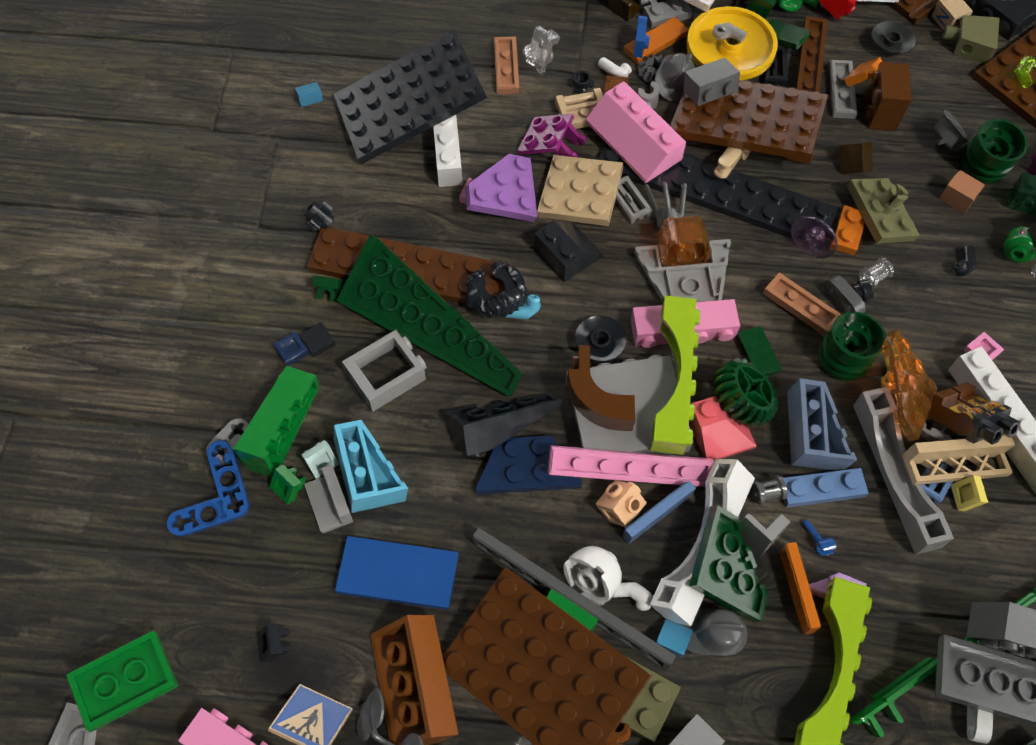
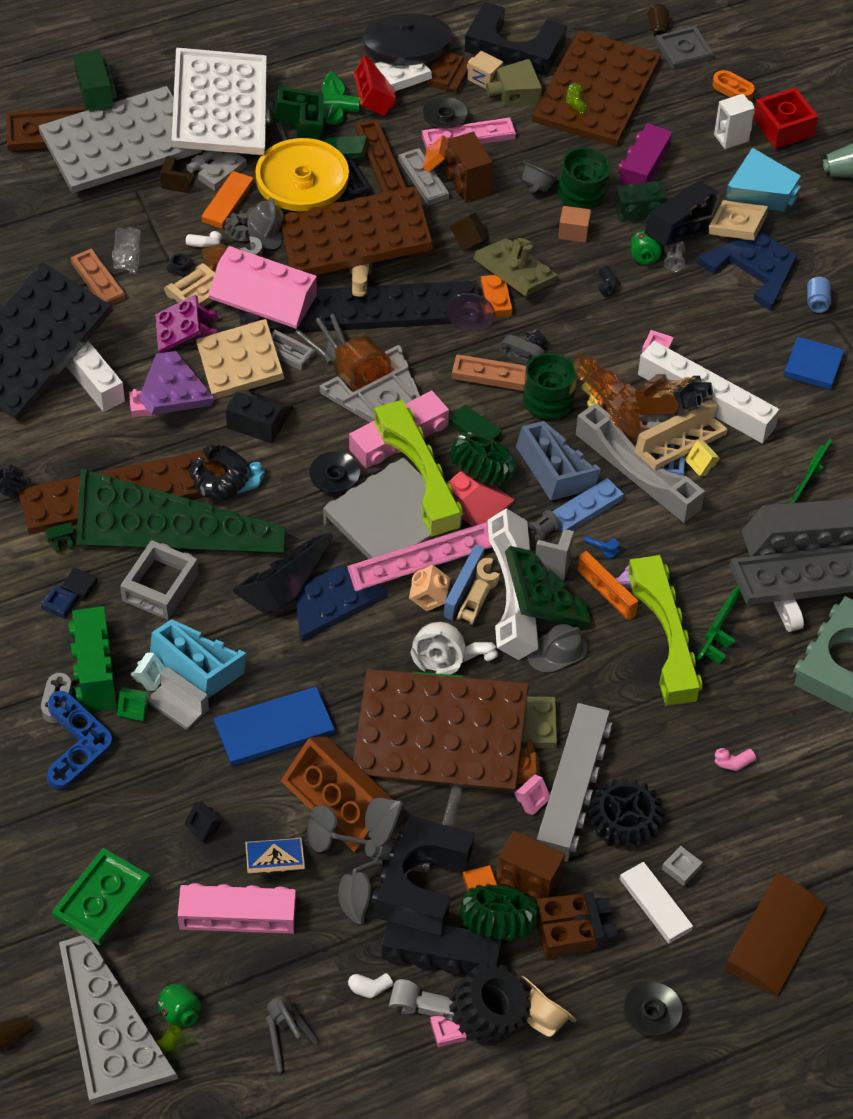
camera: 30 degrees left, 10 degrees down
(546, 582) = (355, 670): dark grey tile -> none
(596, 405) = (363, 518): reddish brown arch -> none
(642, 39) = (216, 203): blue plate -> none
(667, 529) = (483, 583): none -> tan piece
(674, 638) = (529, 668): dark azure slope -> none
(711, 81) = (306, 215): dark grey brick -> none
(727, 30) = (295, 164): light grey arm -> none
(877, 272) = (538, 320): clear bush -> none
(919, 69) = (485, 131): none -> bright pink tile

